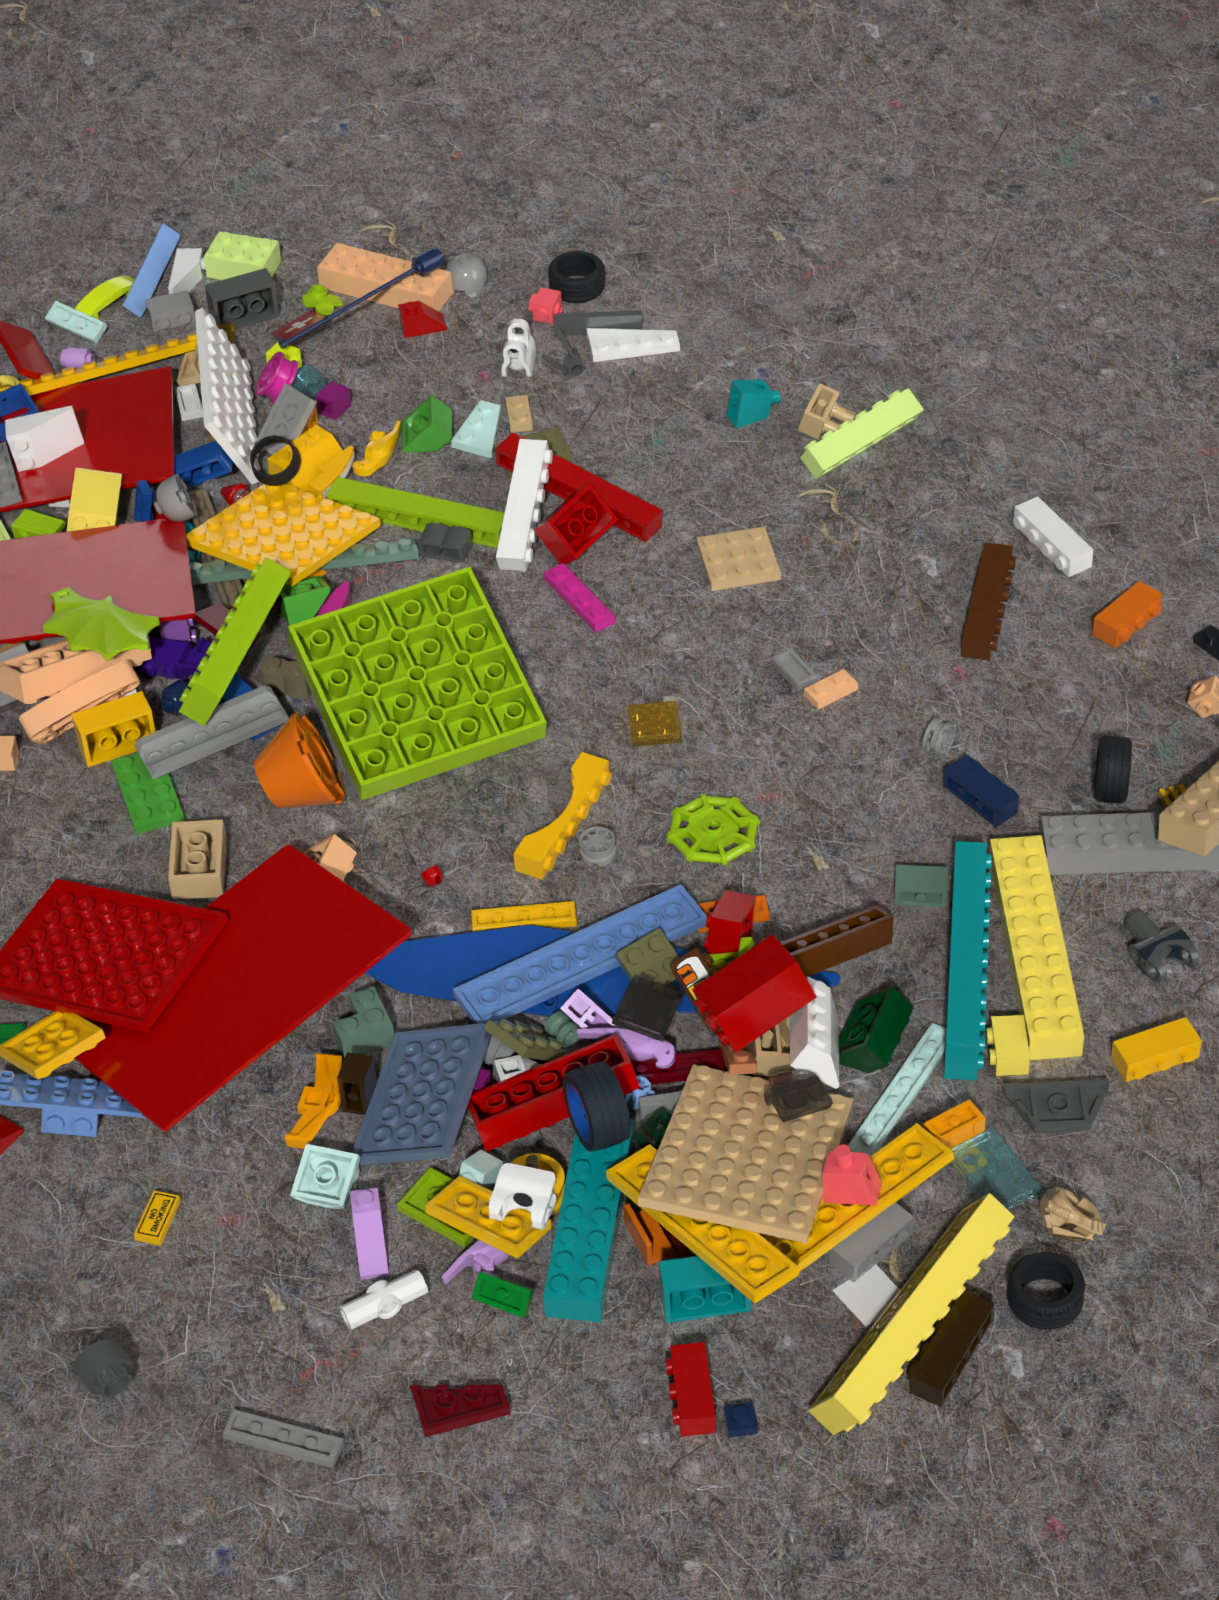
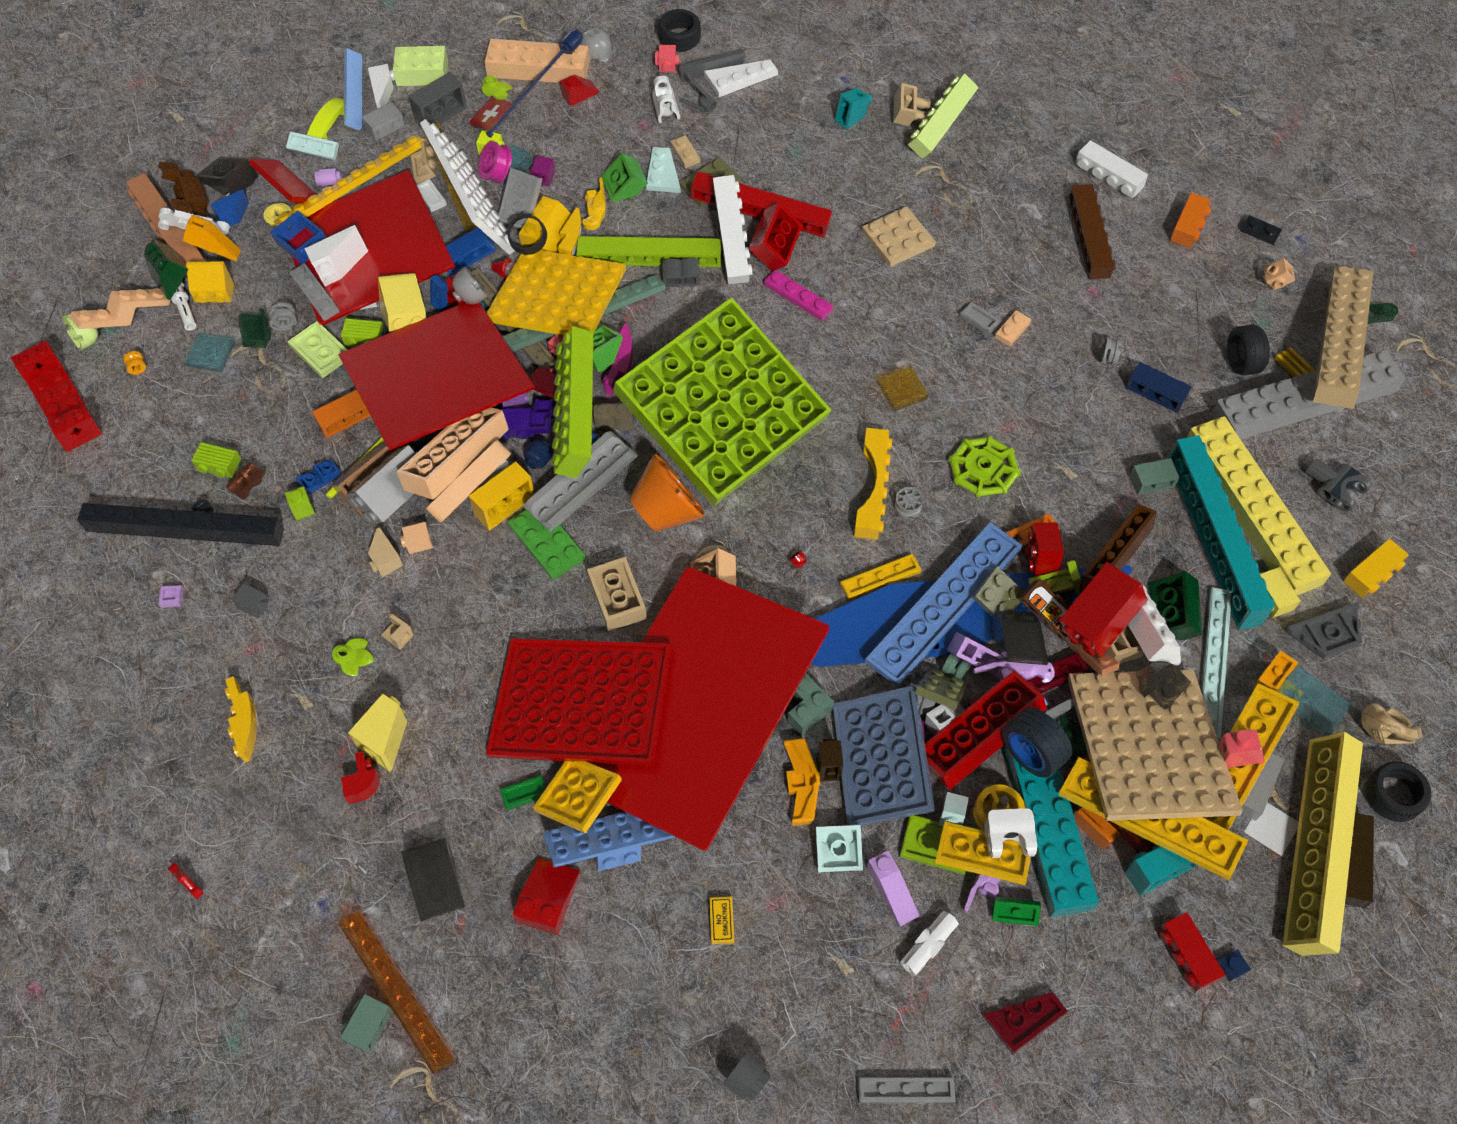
camera: 20 degrees left, 15 degrees up
(98, 624) = (463, 416): lime animal -> none

